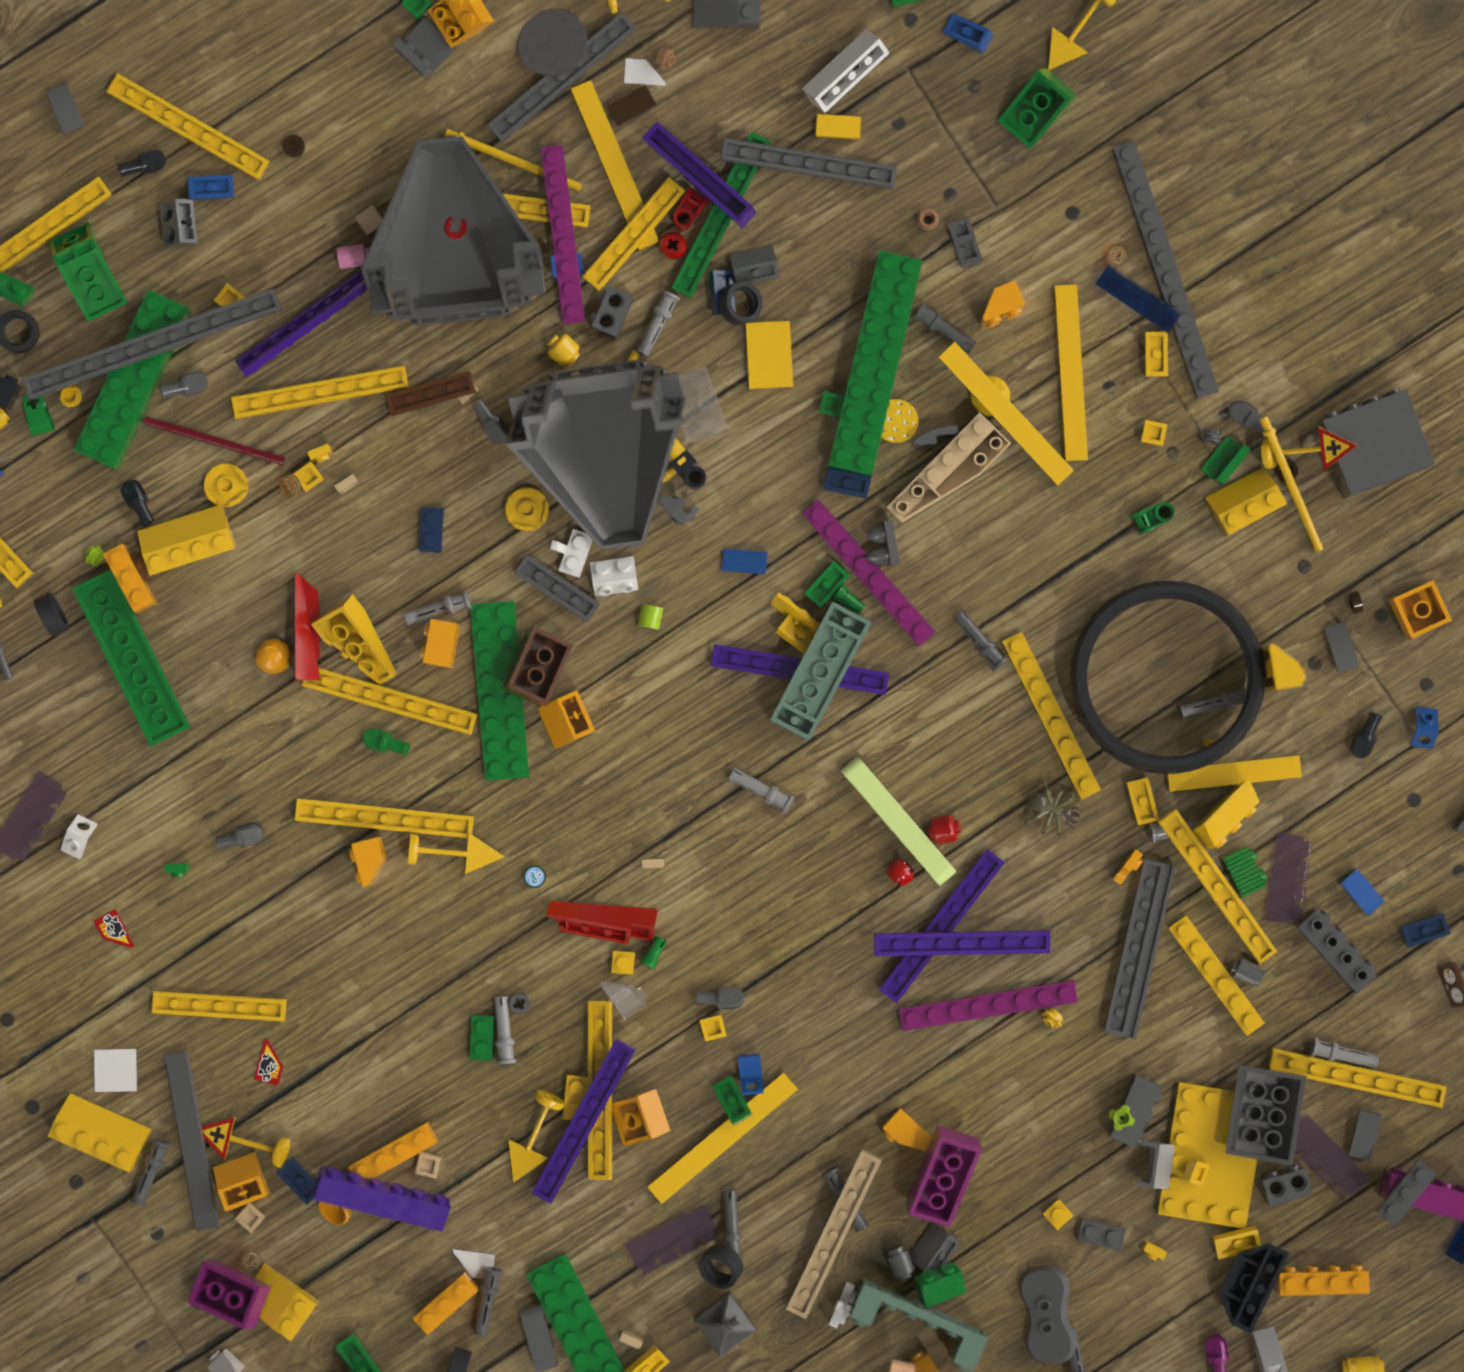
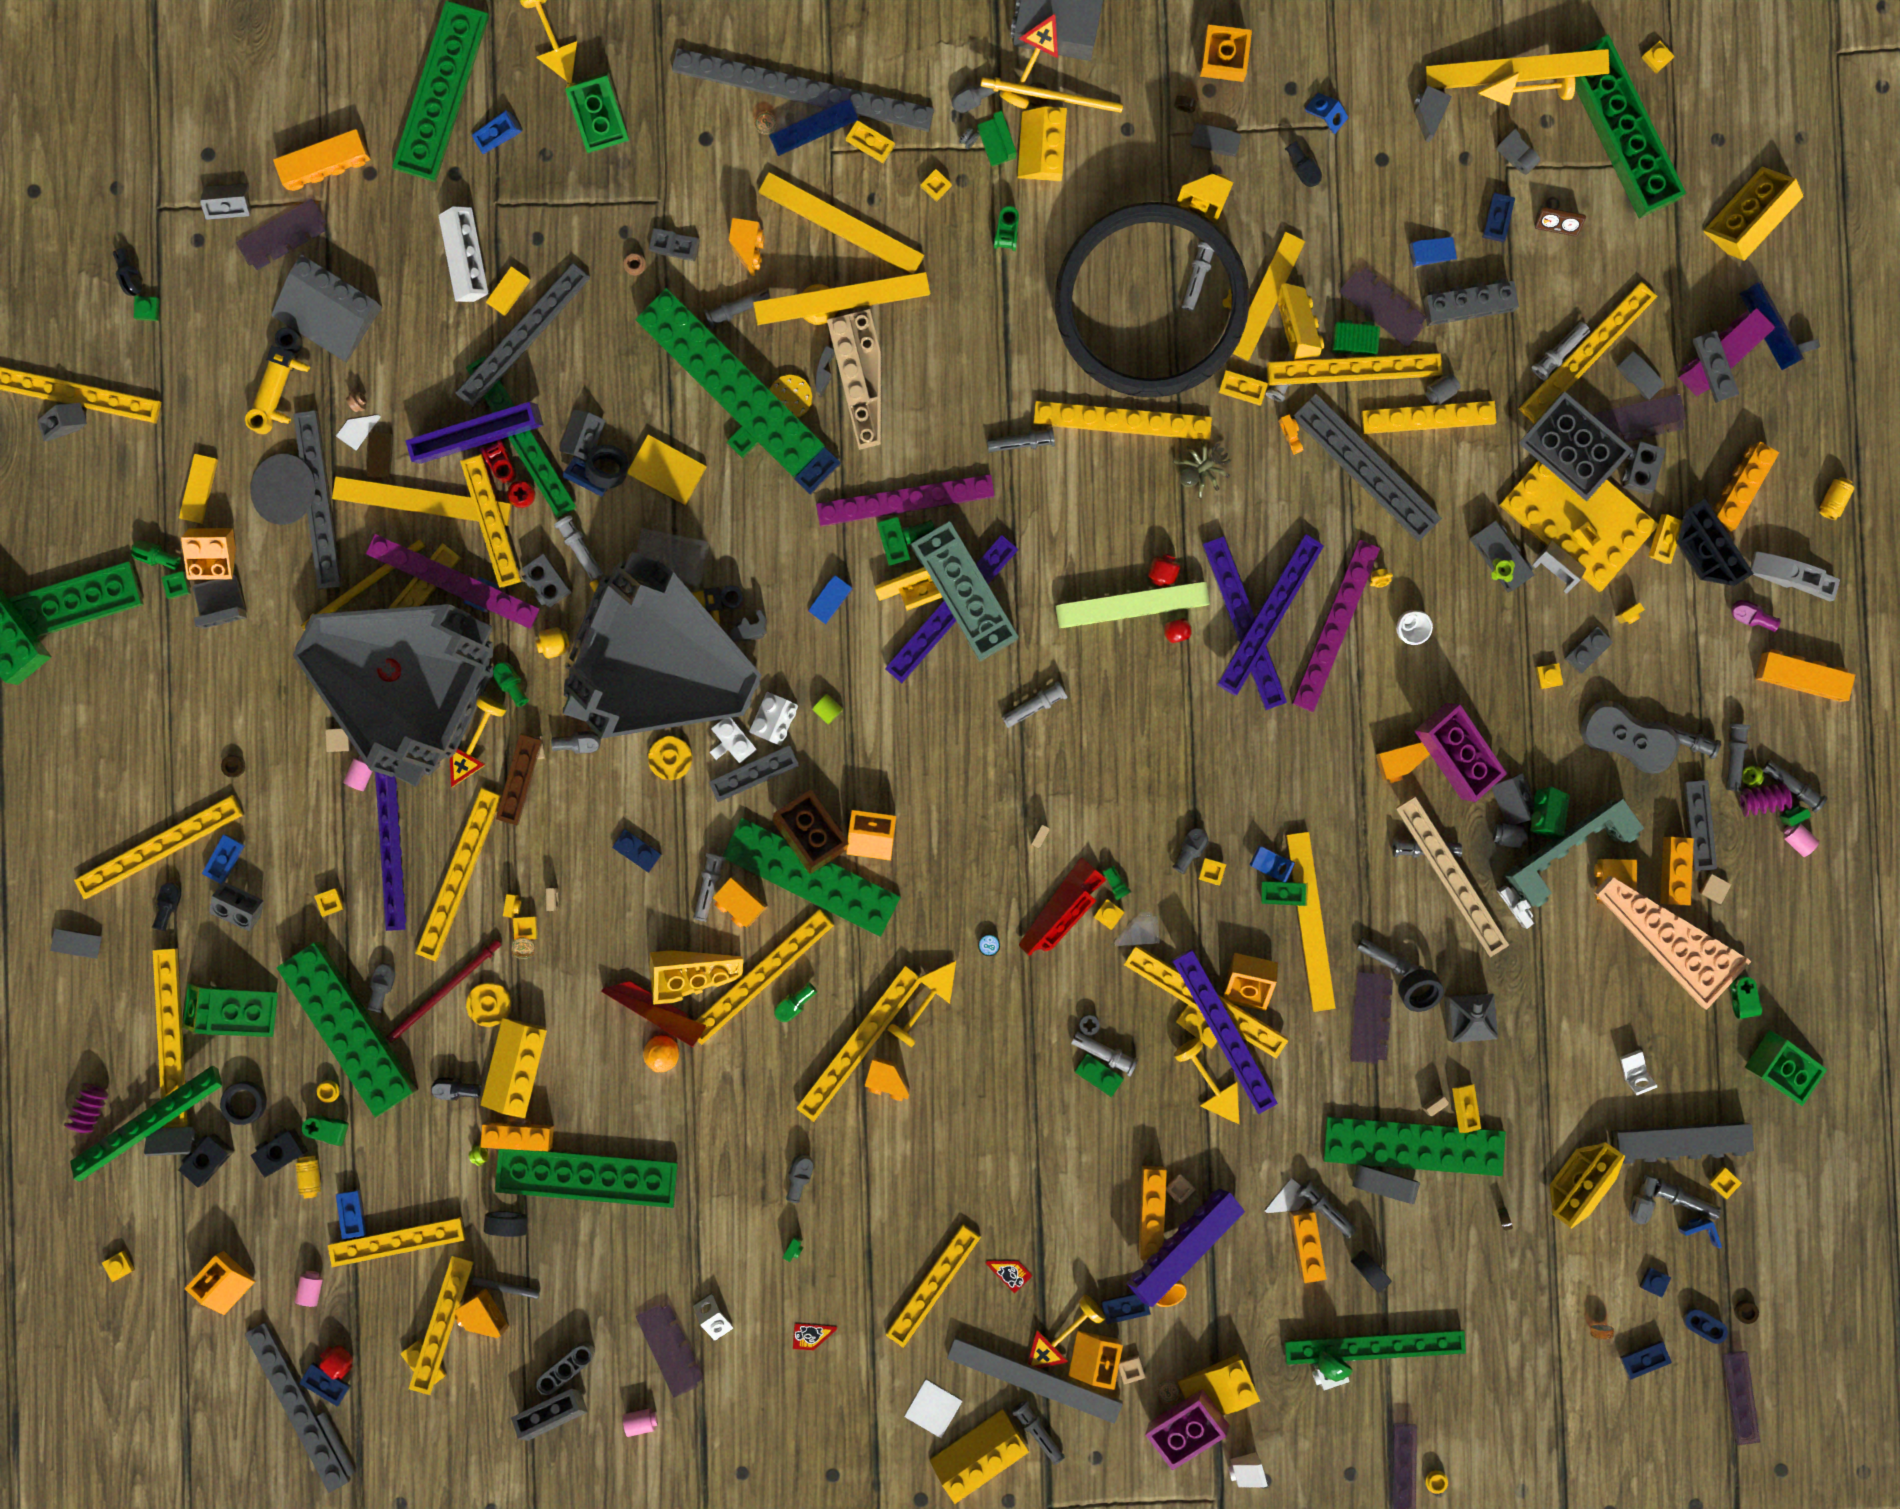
camera: 60 degrees left, 0 degrees up
(152, 344) = (325, 993): dark grey plate -> none
(415, 336) = (462, 763): none -> yellow piece
(508, 334) = (510, 682): none -> green arm
(888, 553) = (899, 472): dark grey tile -> none
(1027, 1072) = (1414, 627): none -> white piece

